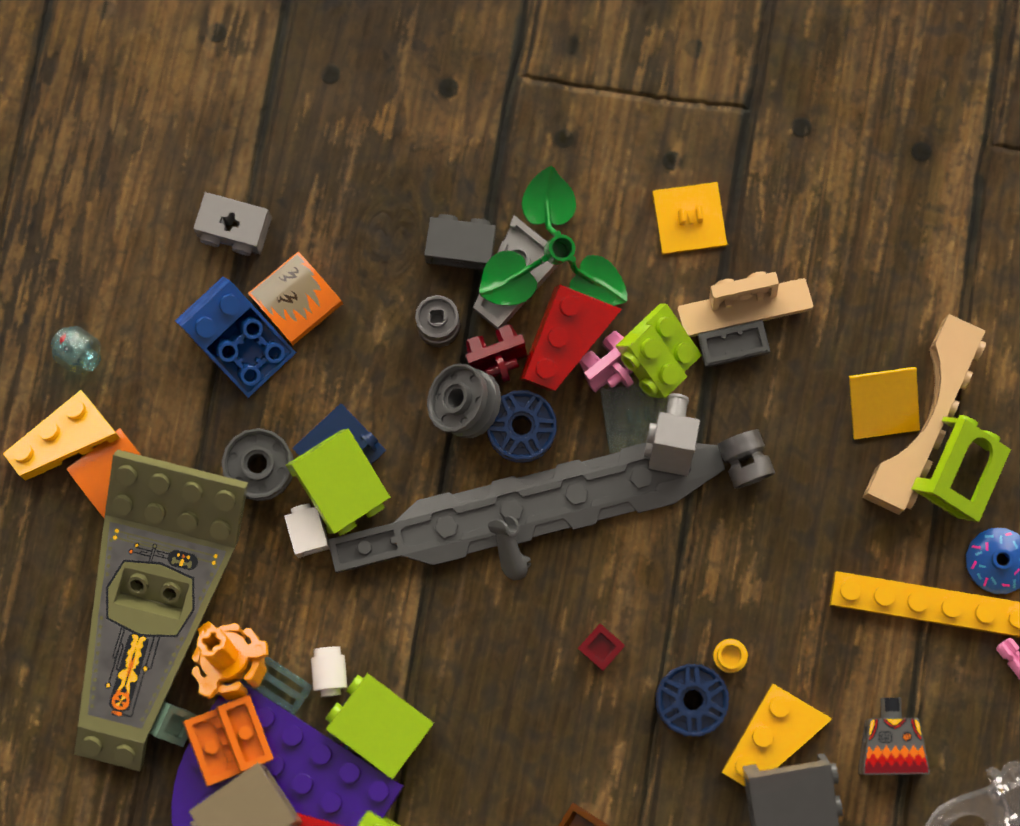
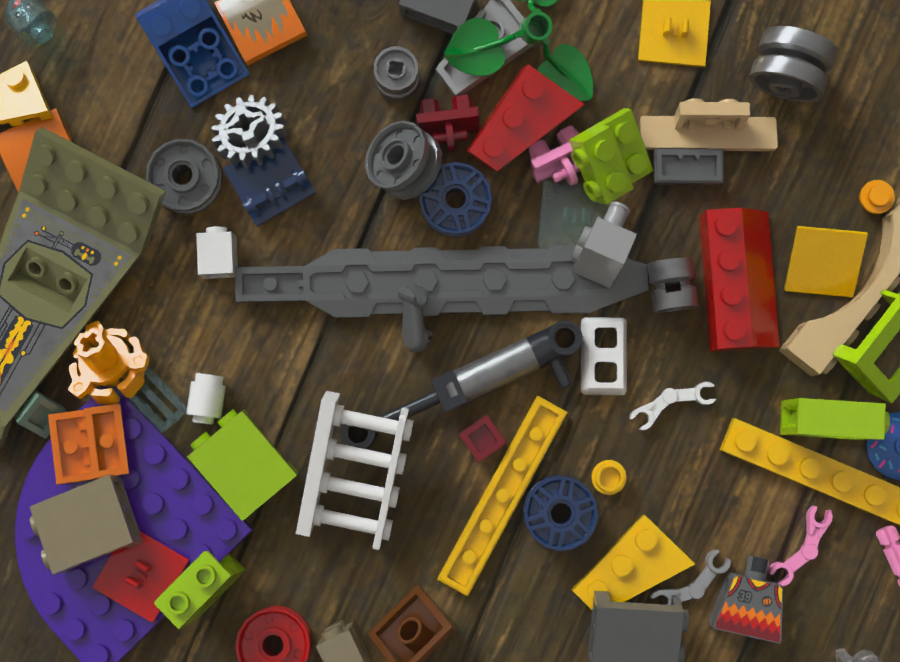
camera: 10 degrees right, 5 degrees up
(310, 407) = (249, 131): none -> gear
(339, 482) = (259, 212): lime panel -> none
(458, 723) = (326, 448): none -> white fence
(585, 590) = (489, 374): none -> piece
(633, 697) = (502, 495): none -> yellow tile
(685, 542) = (591, 355): none -> white piece
(769, 565) = (668, 397): none -> white piece
(807, 226) = (793, 64): none -> flat silver wheel
(808, 439) = (738, 279): none -> red slope
(839, 743) = (697, 588): none -> light grey piece
(918, 330) = (877, 197): none -> light orange plate
(927, 549) = (834, 419): none -> lime window
(937, 678) = (808, 550): none -> bright pink piece

